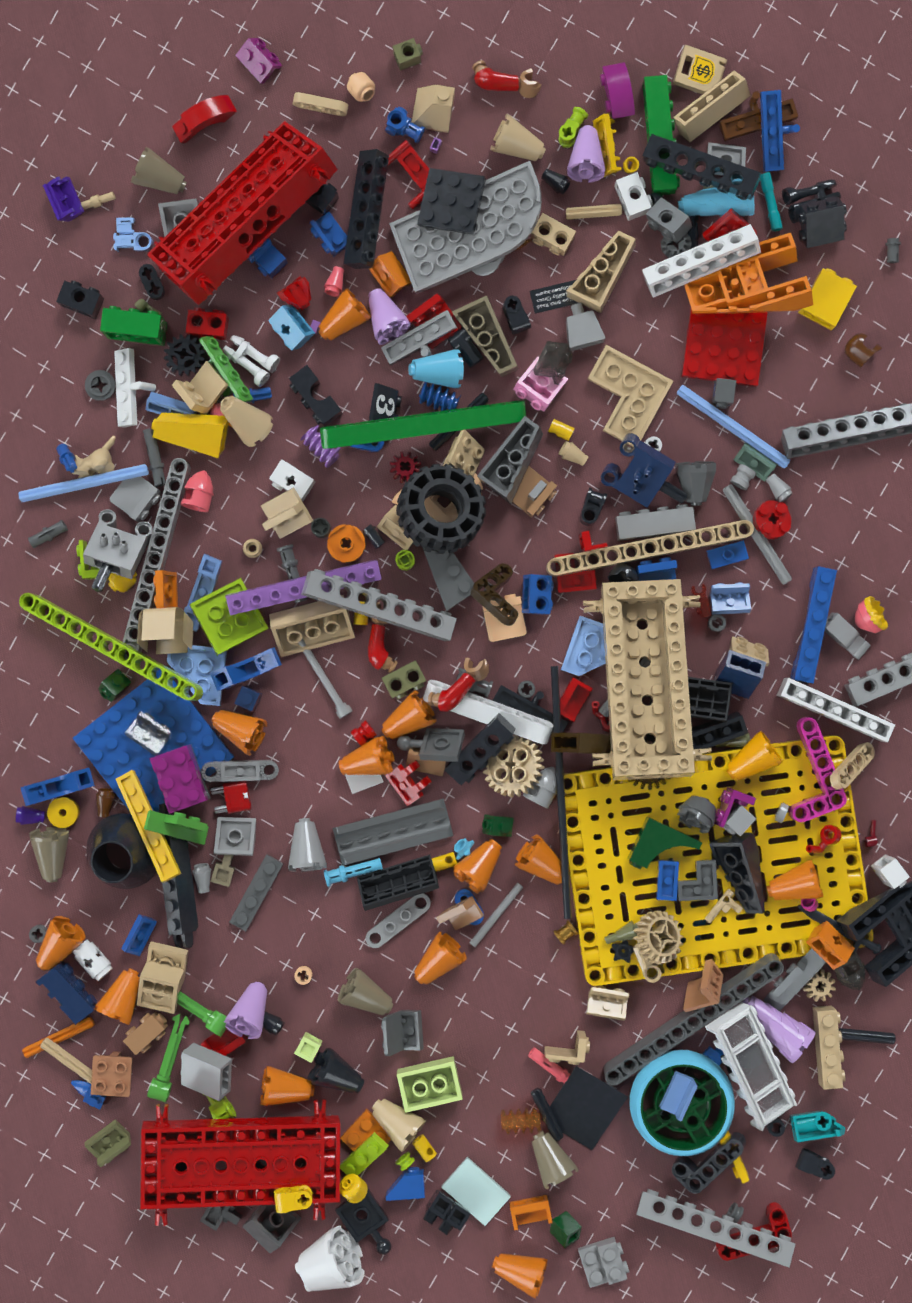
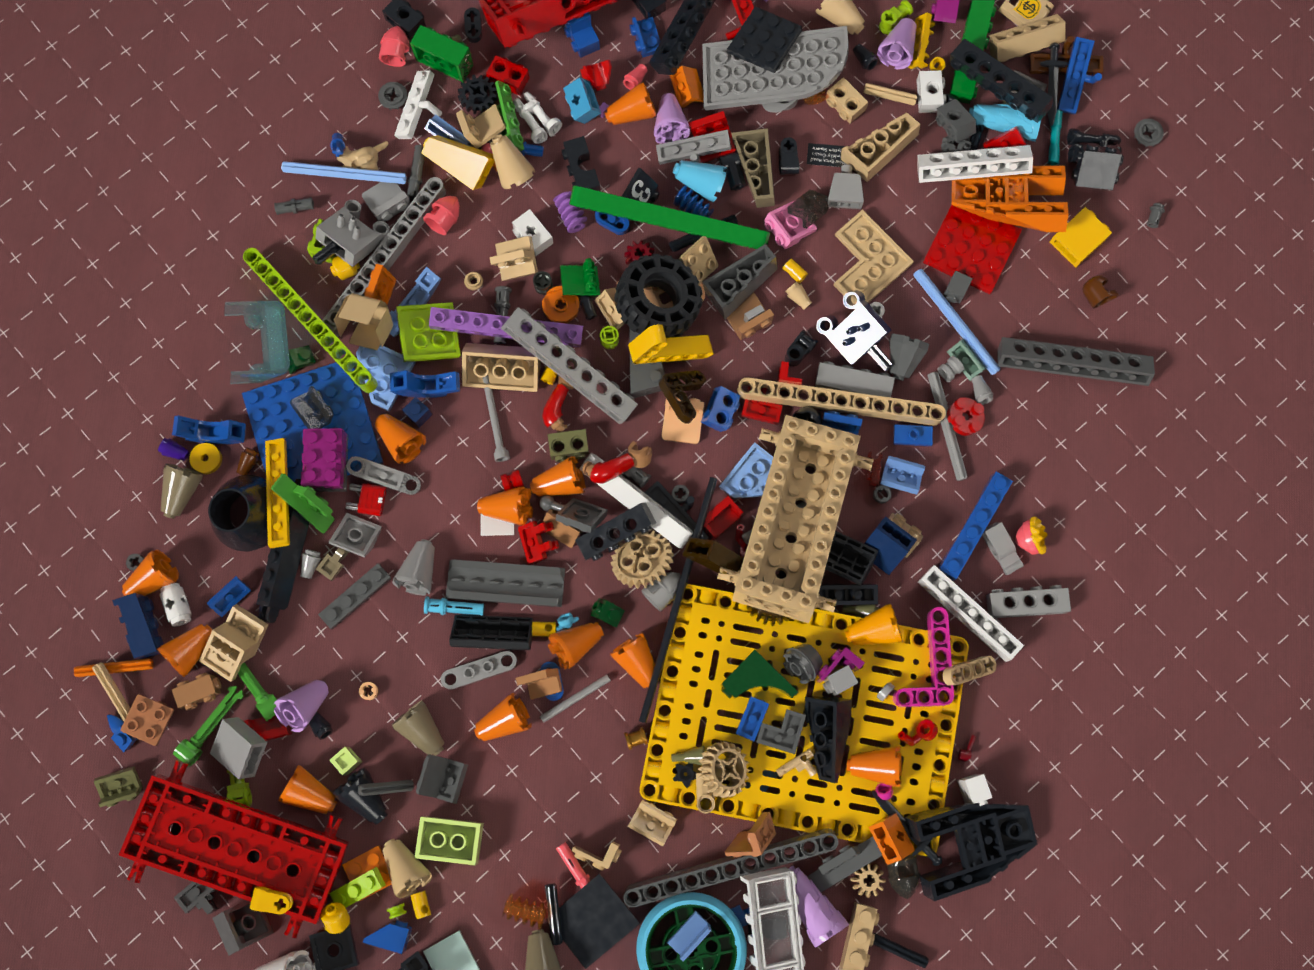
camera: 15 degrees right, 10 degrees down
(82, 334) = (393, 47): none -> coral helmet
(83, 676) = (271, 320): none -> clear light blue windscreen
(354, 1059) = (385, 787): none -> dark grey axle
(356, 512) = (580, 279): none -> green hinge
(461, 559) = (654, 347): none -> yellow beam
(749, 136) = (1053, 66): none -> black sword
(861, 156) = (1151, 126): none -> dark grey gear

